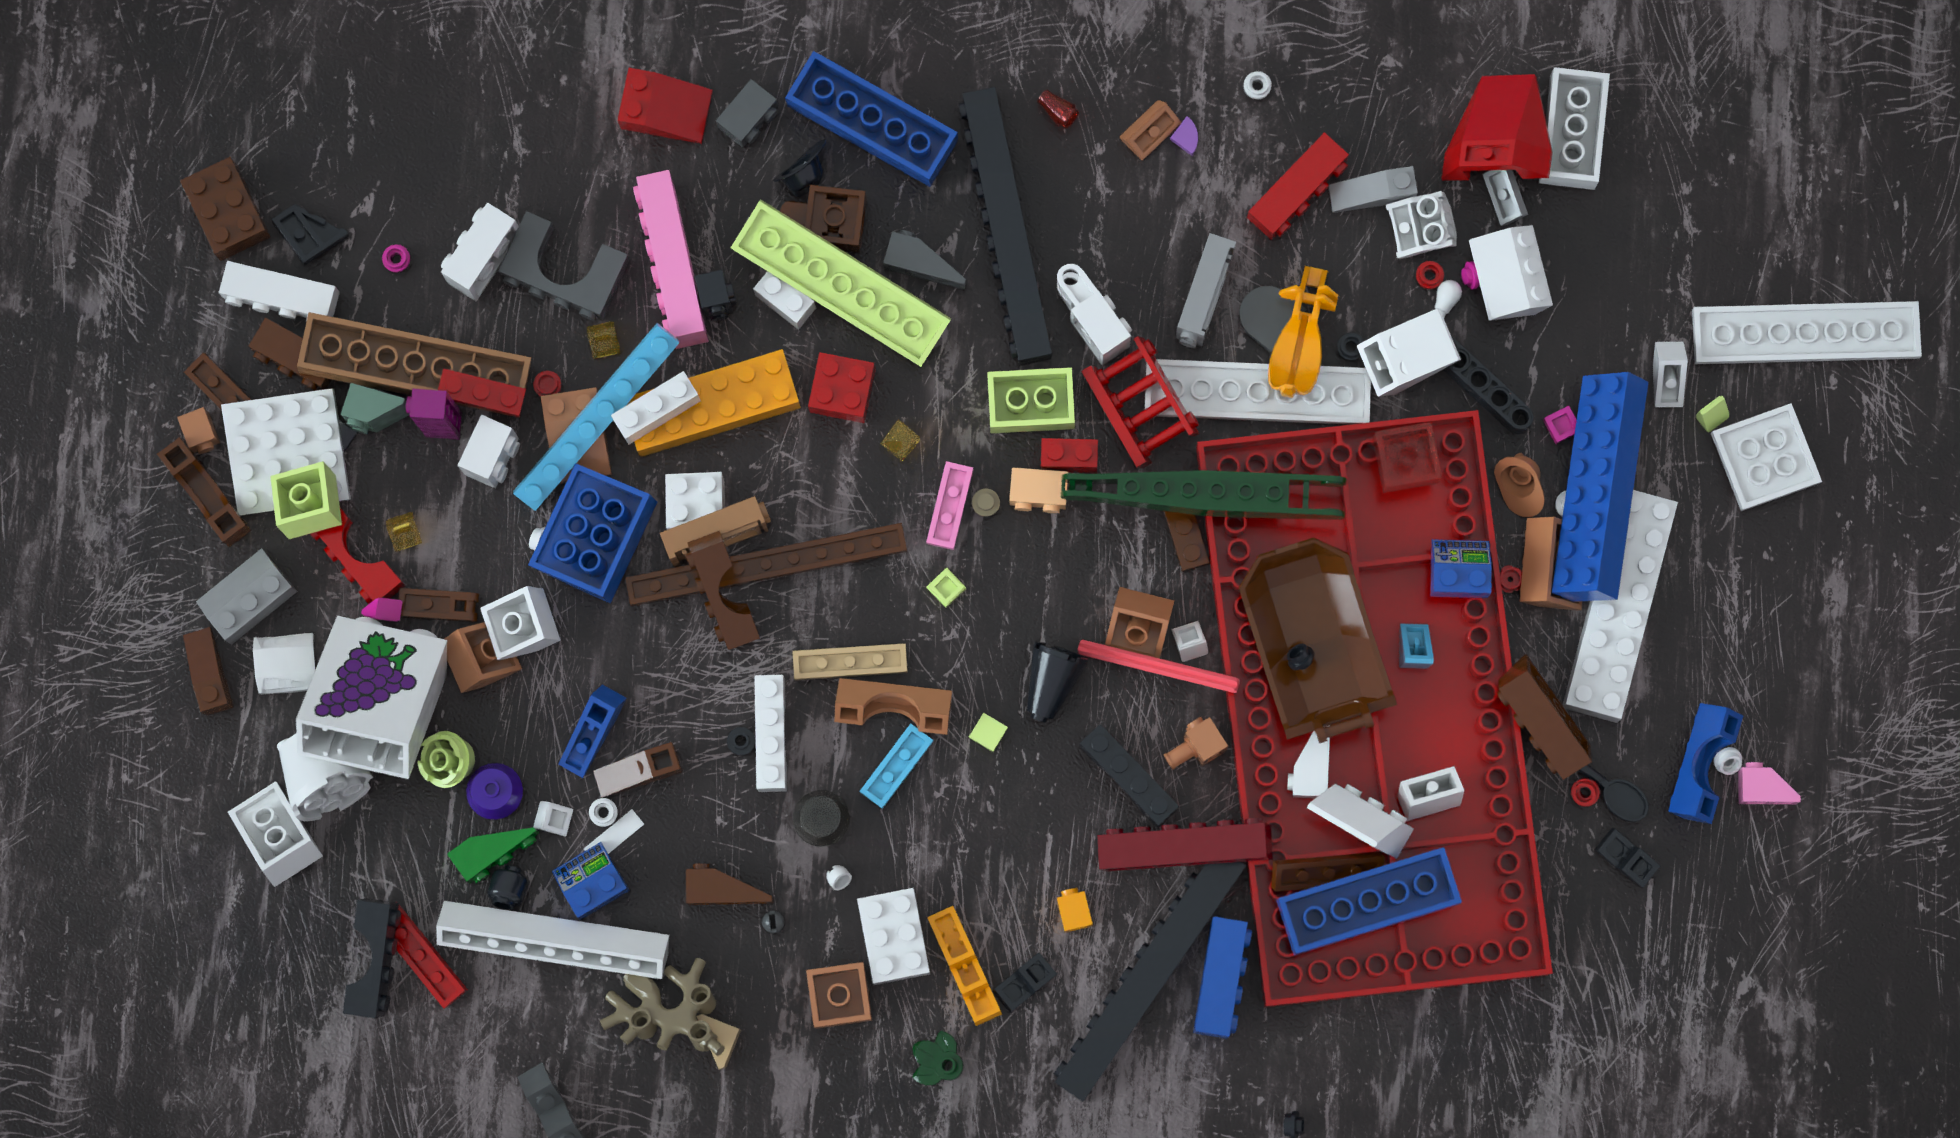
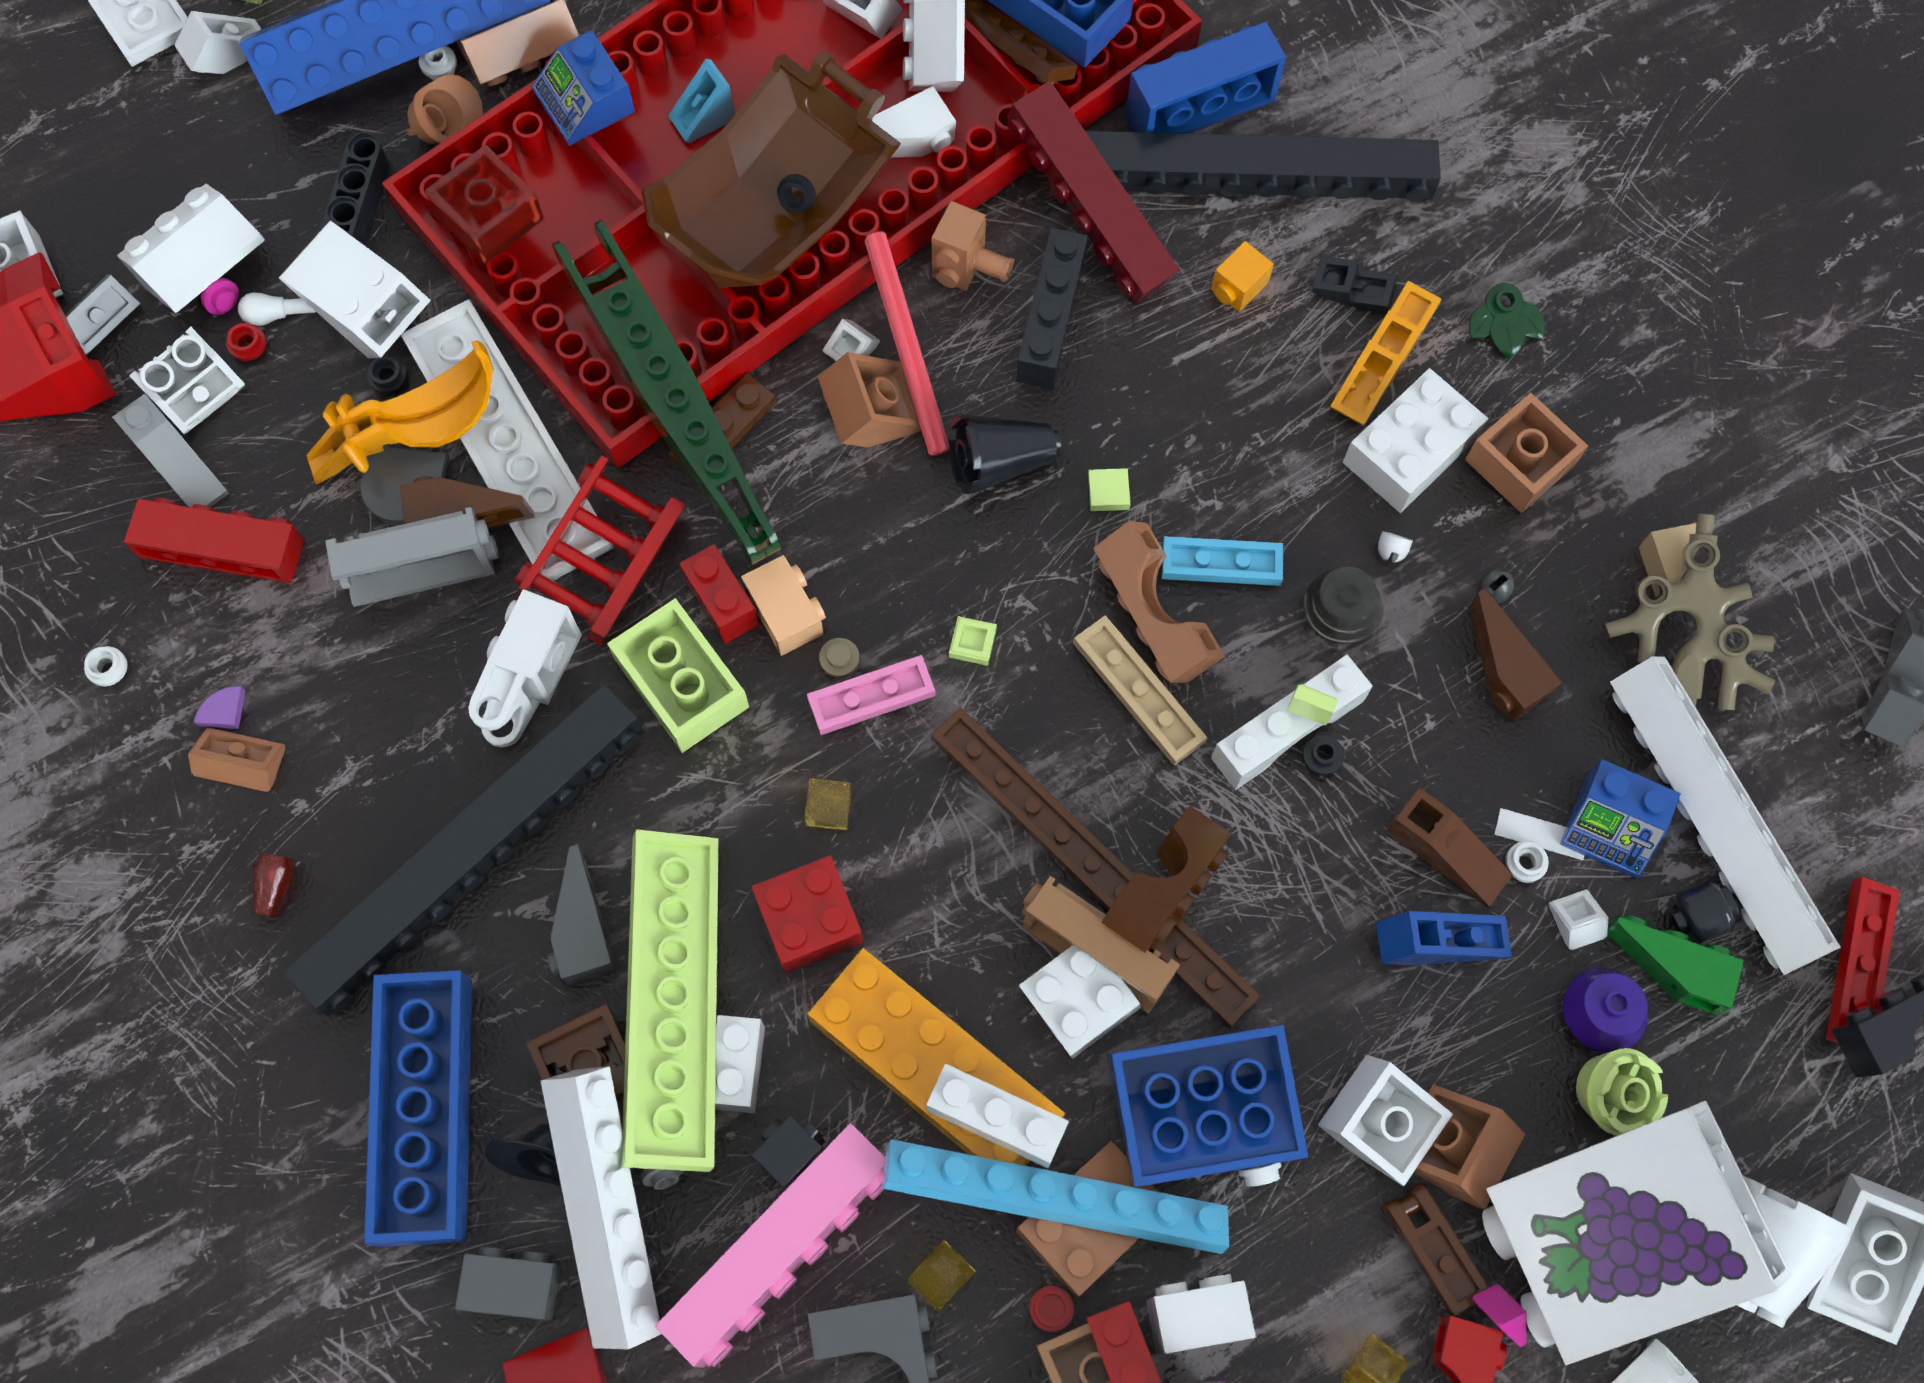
camera: 130 degrees left, 10 degrees down
(750, 179) = (601, 1208): none -> white brick
(764, 737) = (1312, 704): none -> yellowish green tile
(1224, 331) = (440, 496): none -> reddish brown slope
(1561, 424) = (348, 113): dark pink plate -> none

